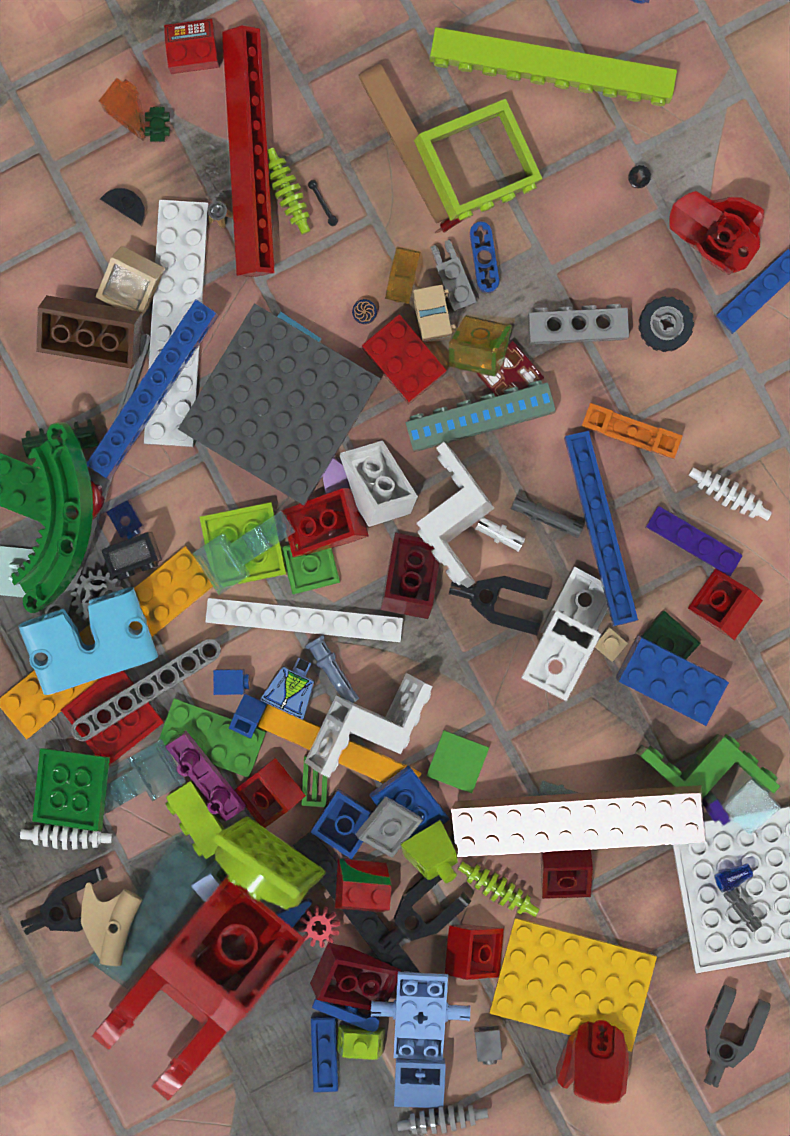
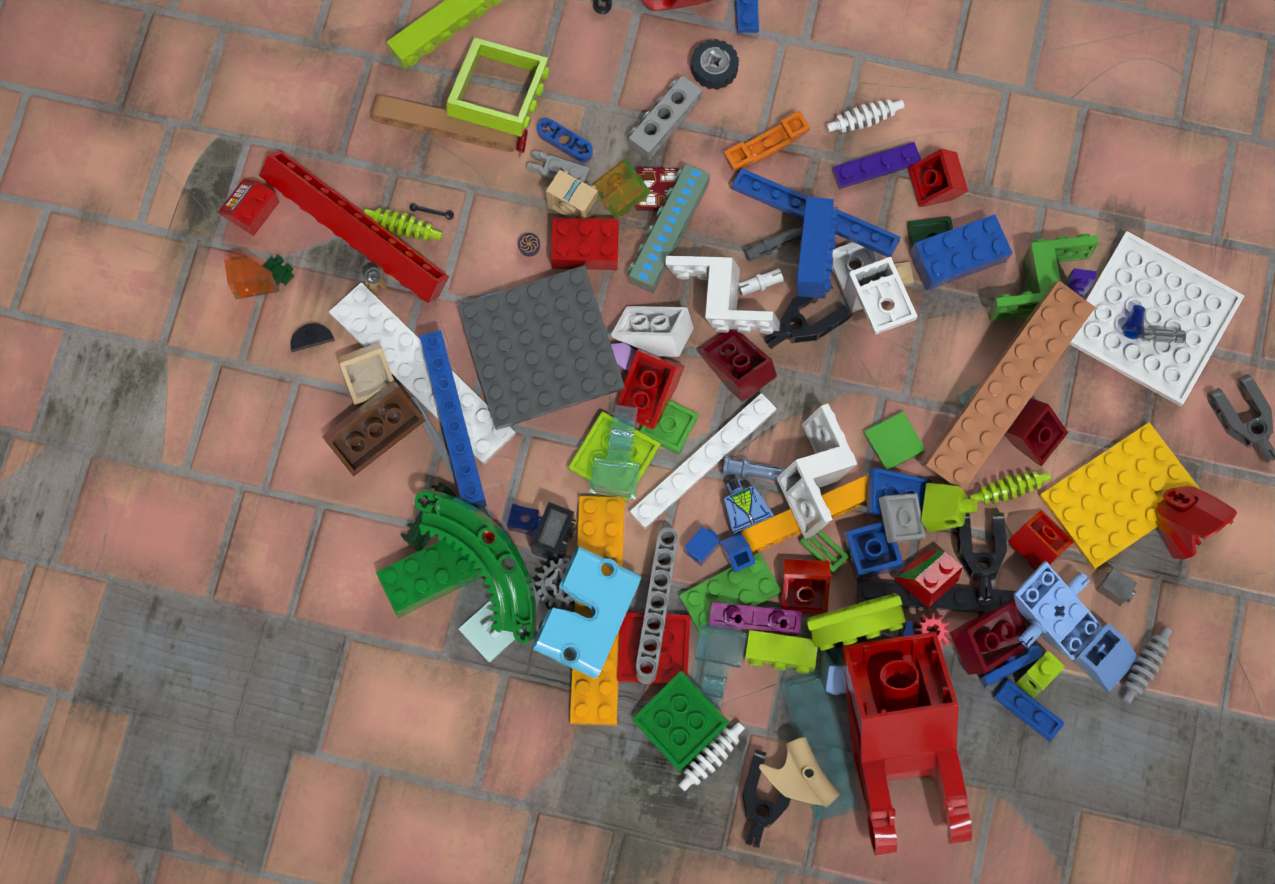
camera: 50 degrees left, 15 degrees down
(402, 275) = (528, 199): clear yellow slope -> none
(560, 561) = (817, 247): none -> blue brick
(751, 806) = (1101, 263): clear light blue piece -> none

